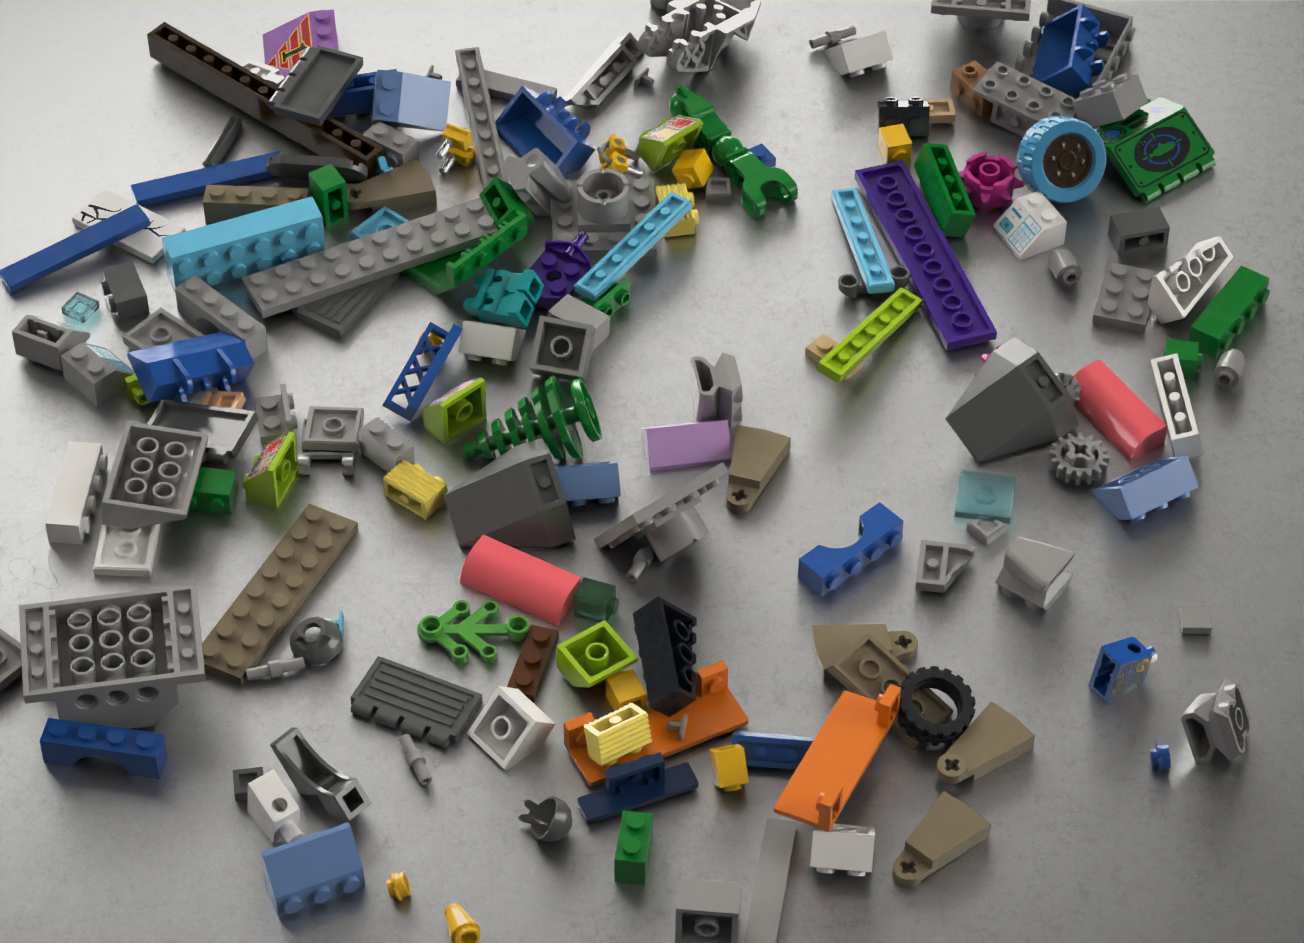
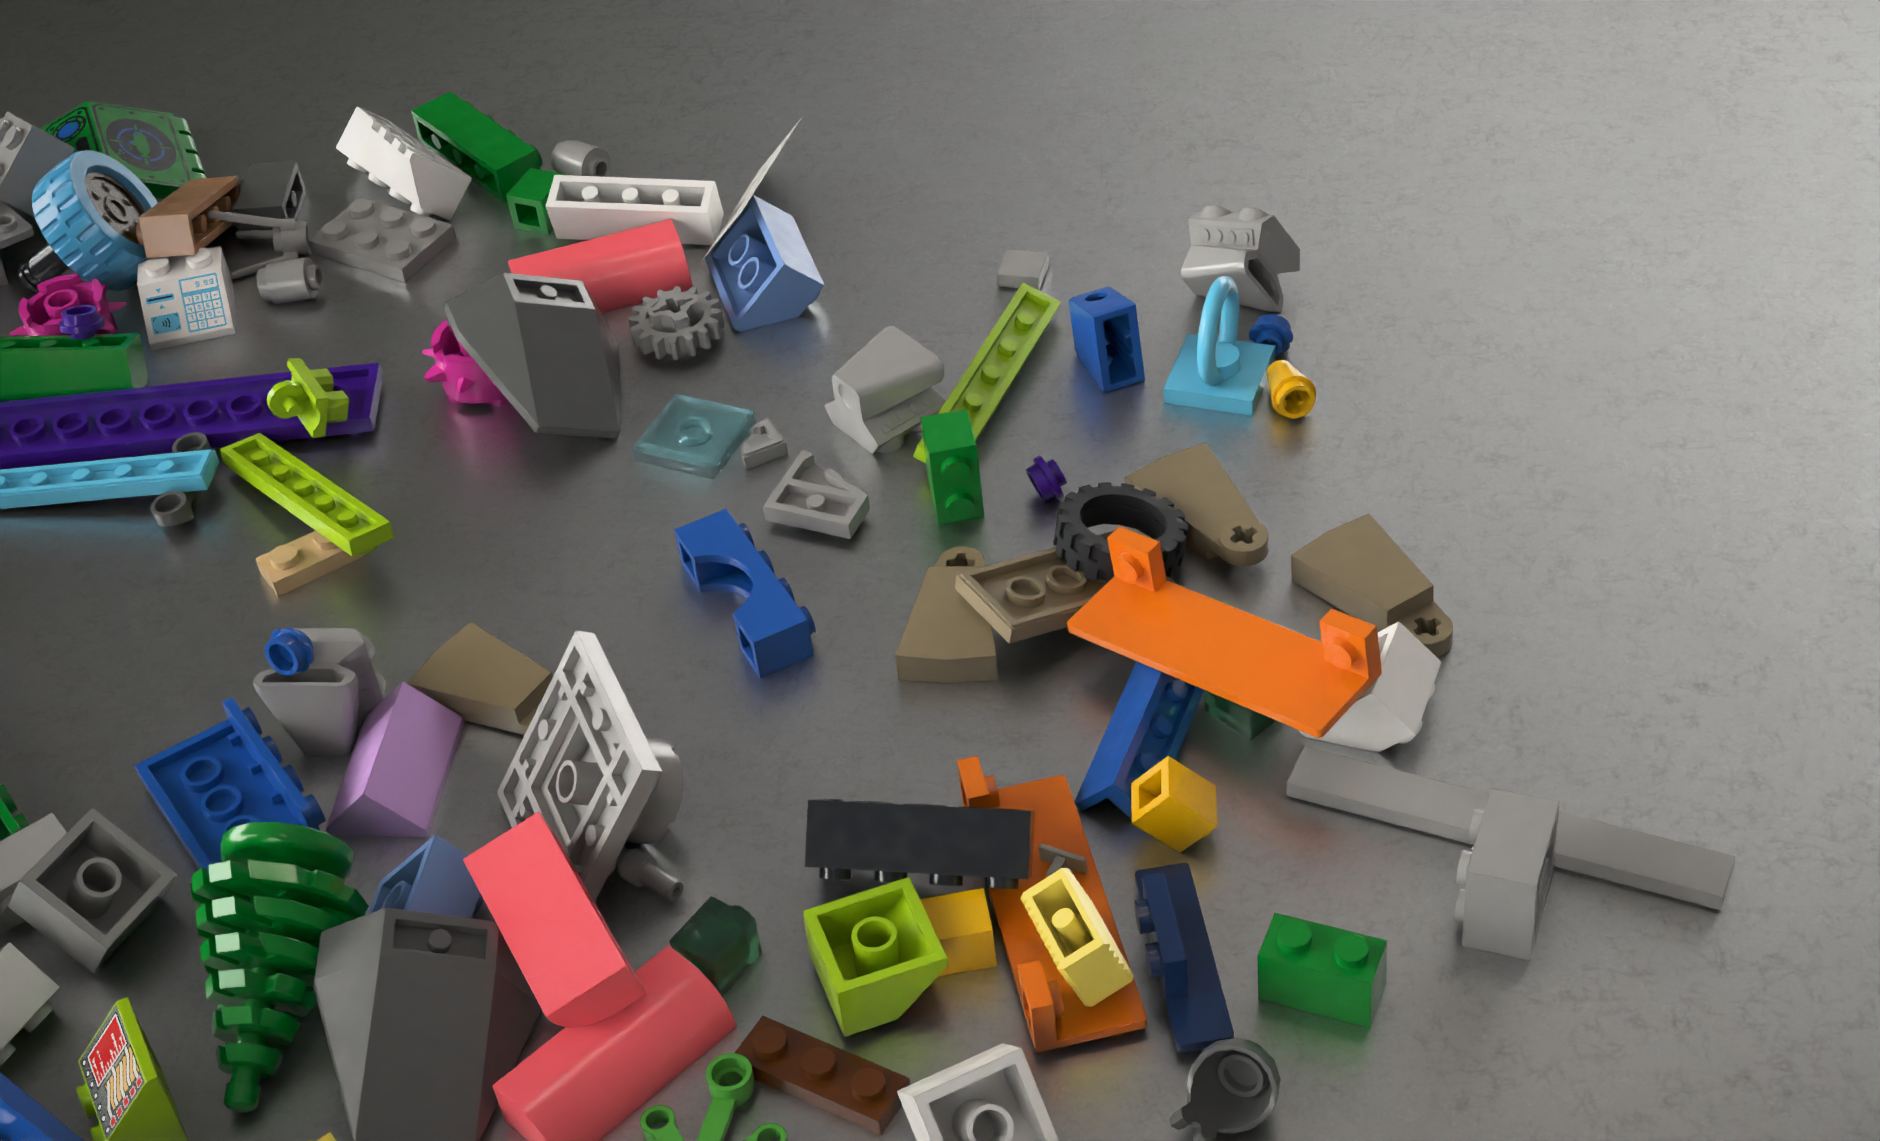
camera: 70 degrees left, 5 degrees down
(570, 524) = (553, 926): none -> coral brick
(643, 384) = (224, 782): none -> blue bracket
(713, 362) = (289, 651): none -> blue plate
(939, 306) = (308, 397): none -> lime hips
(967, 615) = (952, 467): none -> green brick
(968, 185) = (81, 321): none -> dark purple plate
(986, 667) = (1046, 478): none -> dark purple plate
(1071, 621) = (1000, 359): none -> lime plate
(1088, 197) = (181, 220): none -> medium nougat brick
(1105, 250) = (286, 234): none -> light grey plant
(1108, 773) = (1290, 389): none -> yellow cone
(1121, 736) = (1219, 370): none -> medium azure tile
(1214, 457) = (751, 189): none -> white sticker

